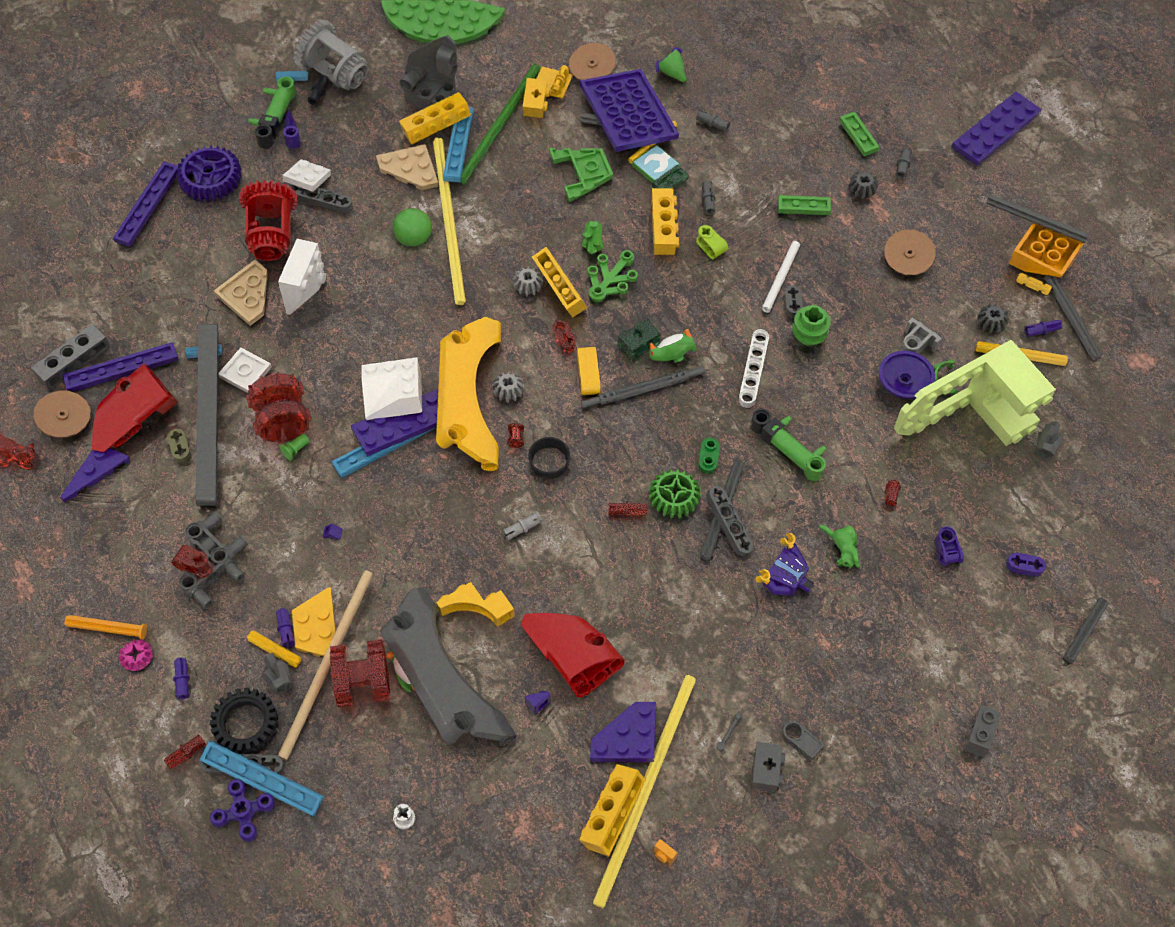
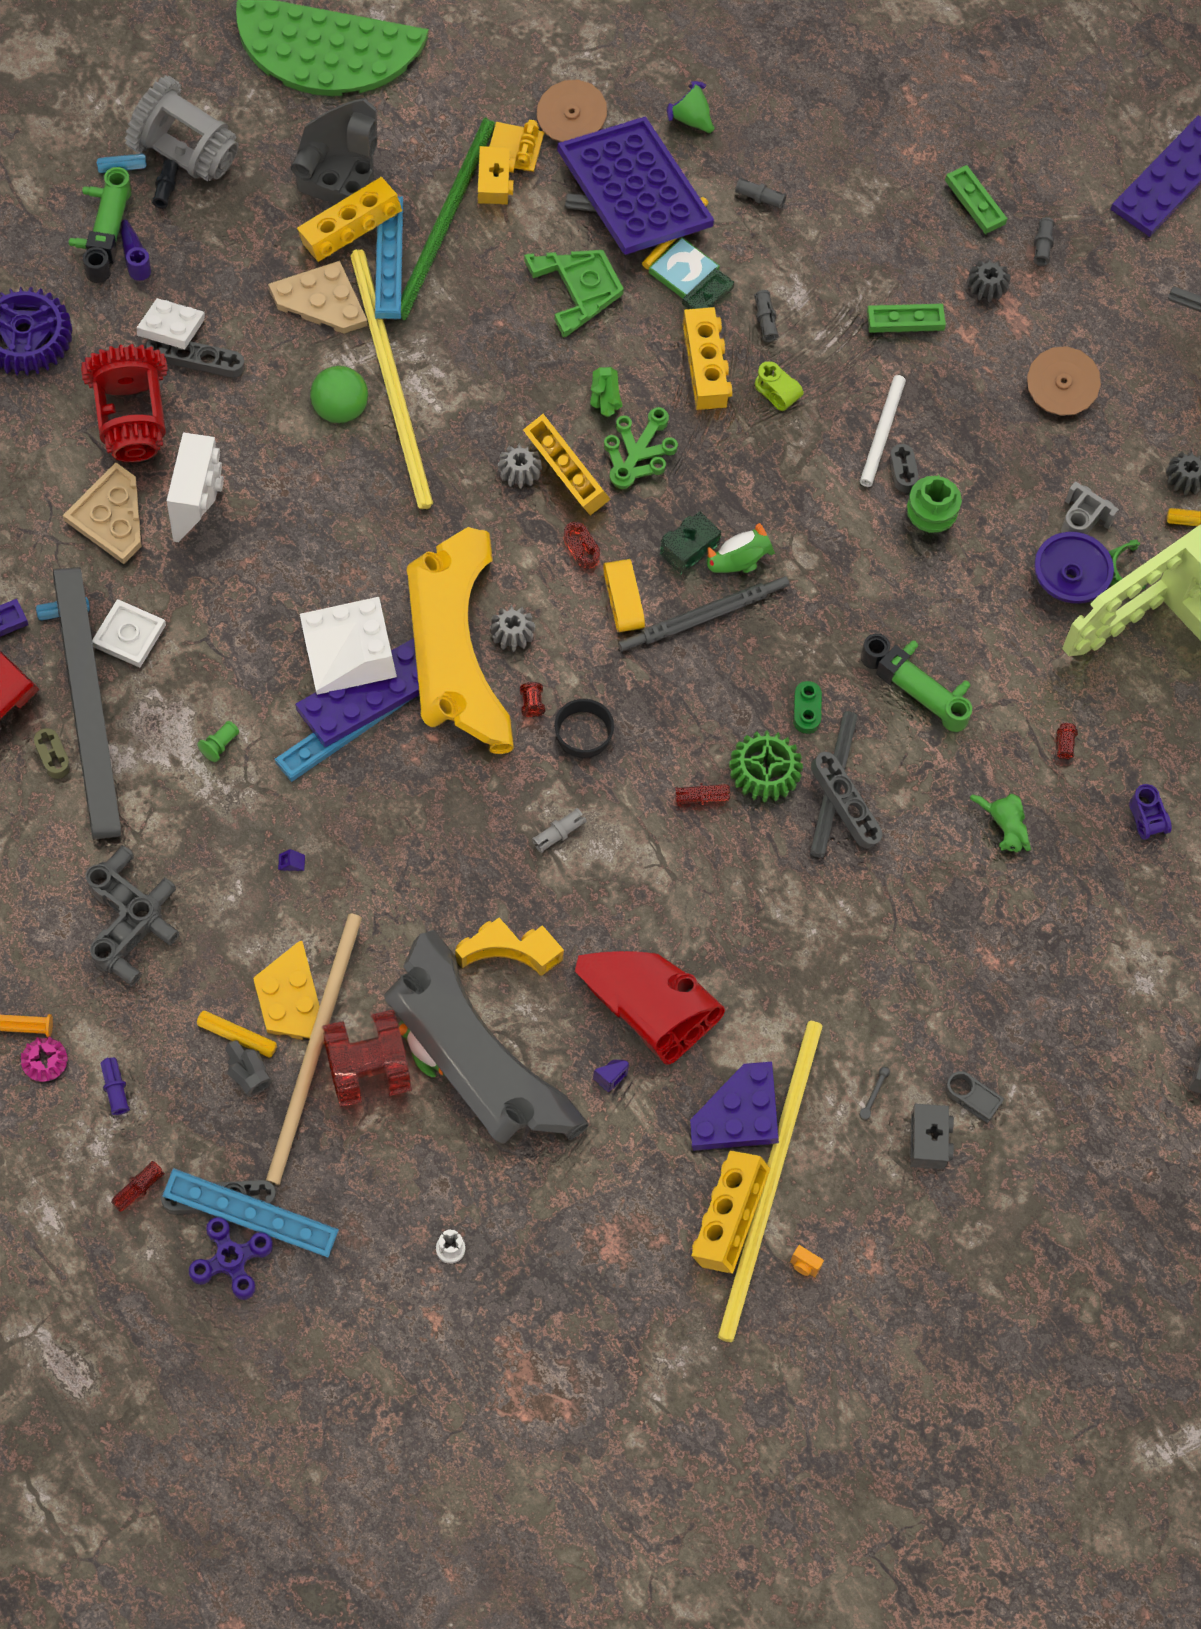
camera: 10 degrees left, 5 degrees up
(192, 561) = (106, 921): clear red piece -> none
(228, 705) = (206, 1106): black tyre -> none
(278, 407) = (194, 696): clear red piece -> none
(285, 627) = (247, 1003): dark purple axle -> none
(753, 375) = (853, 583): white beam -> none
(787, 571) = (933, 865): dark purple torso -> none

